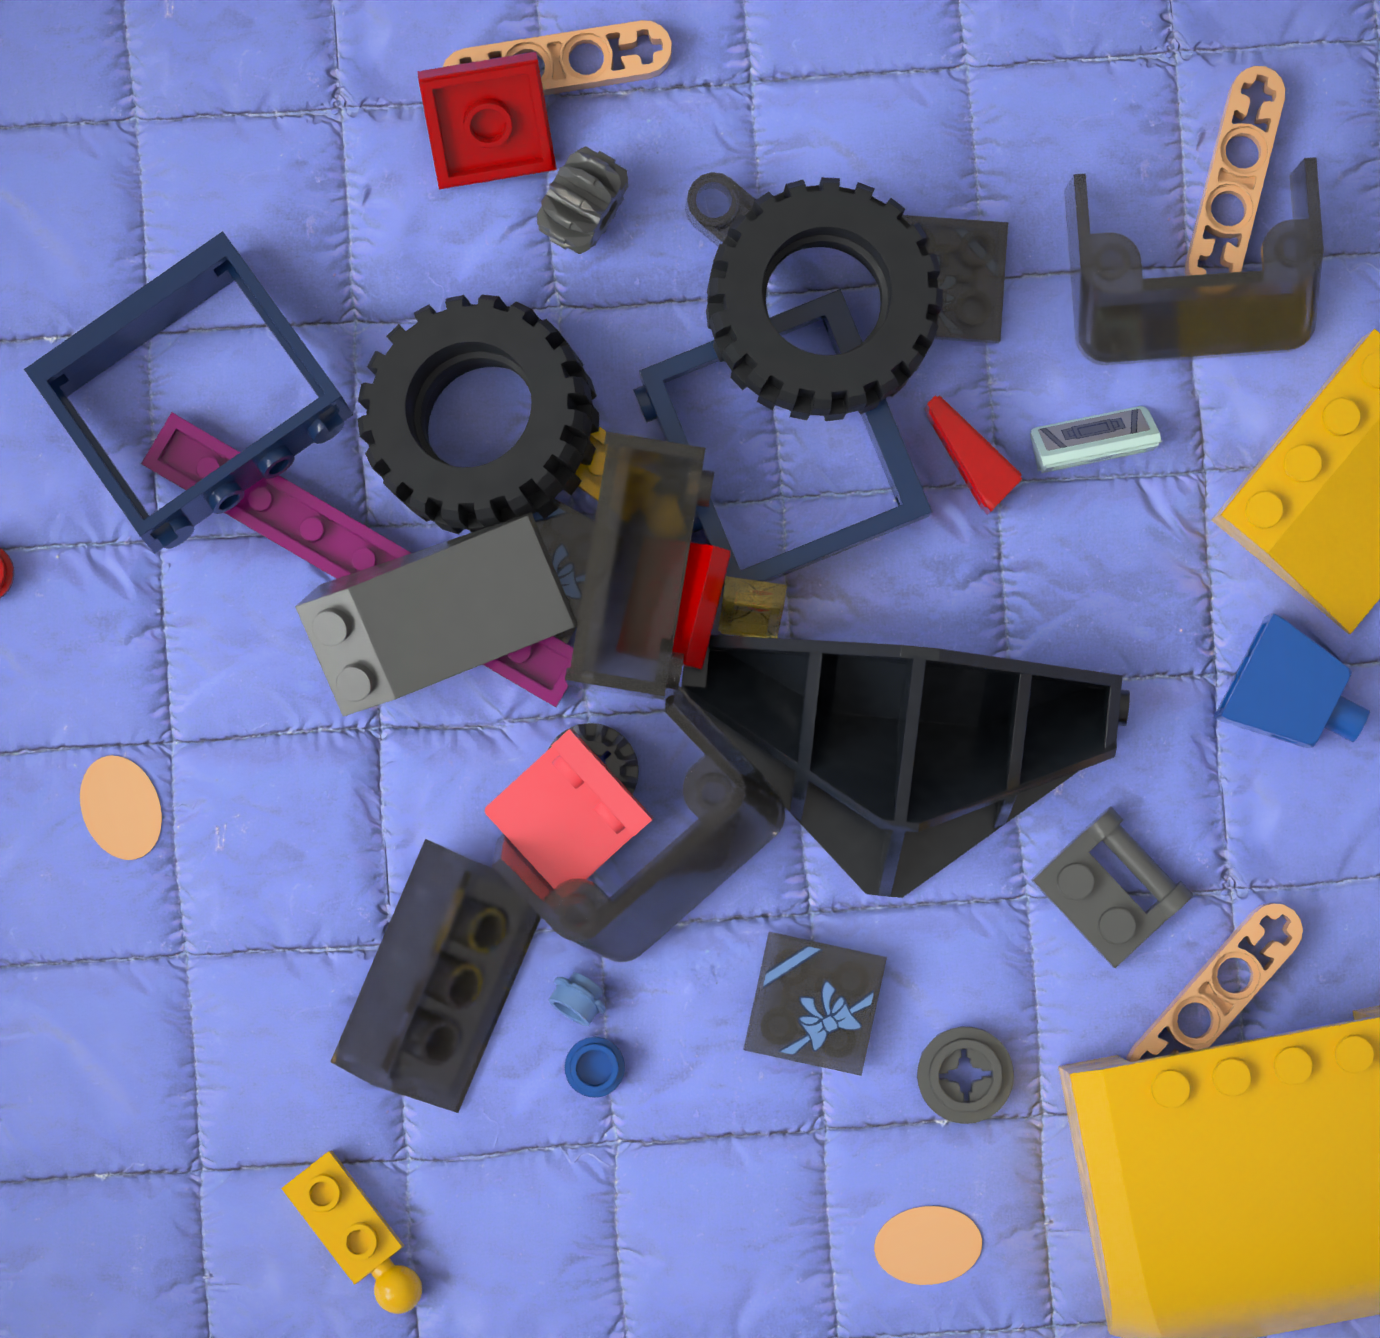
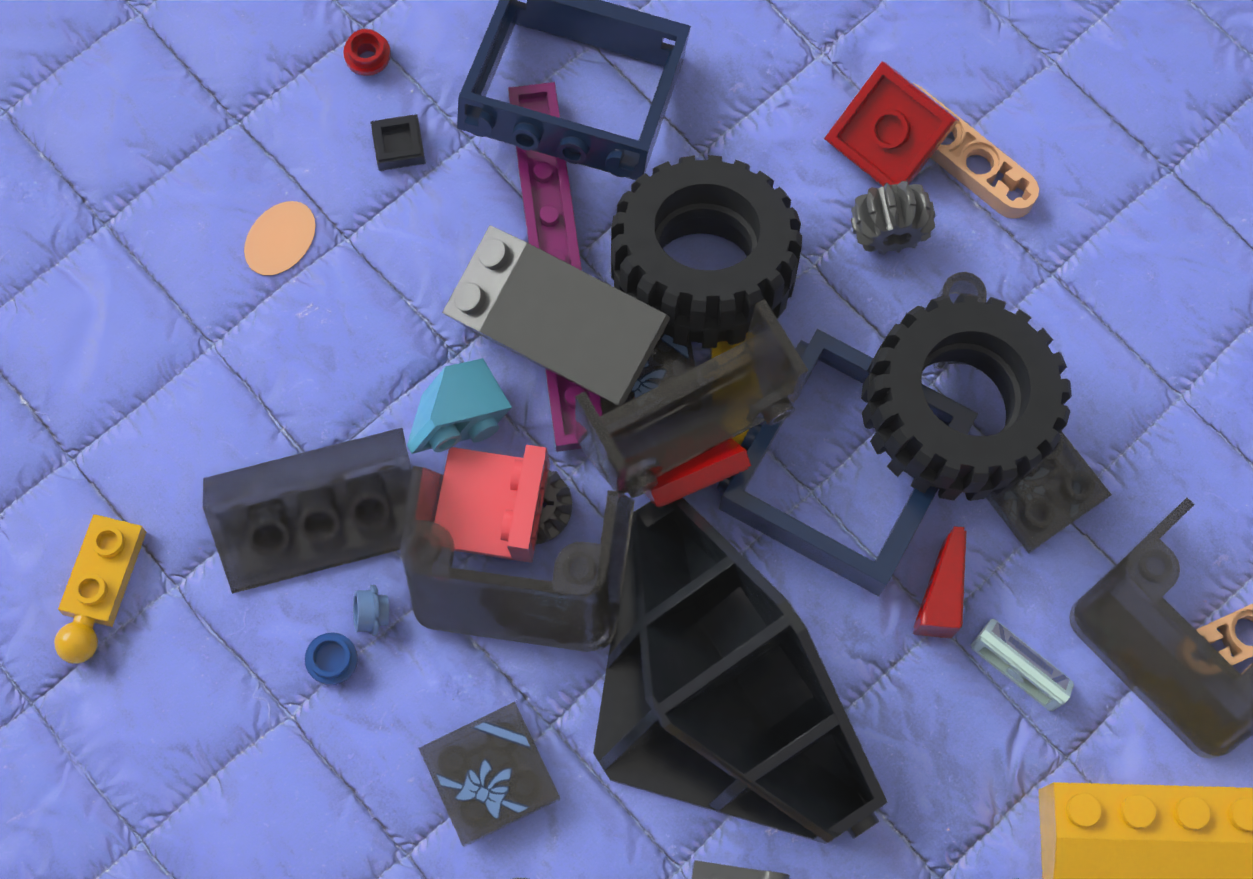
camera: 50 degrees right, 15 degrees down
(108, 615) = (397, 142): none -> black tile
(444, 773) = (457, 407): none -> medium azure slope
(751, 608) = (728, 509): clear yellow tile -> none

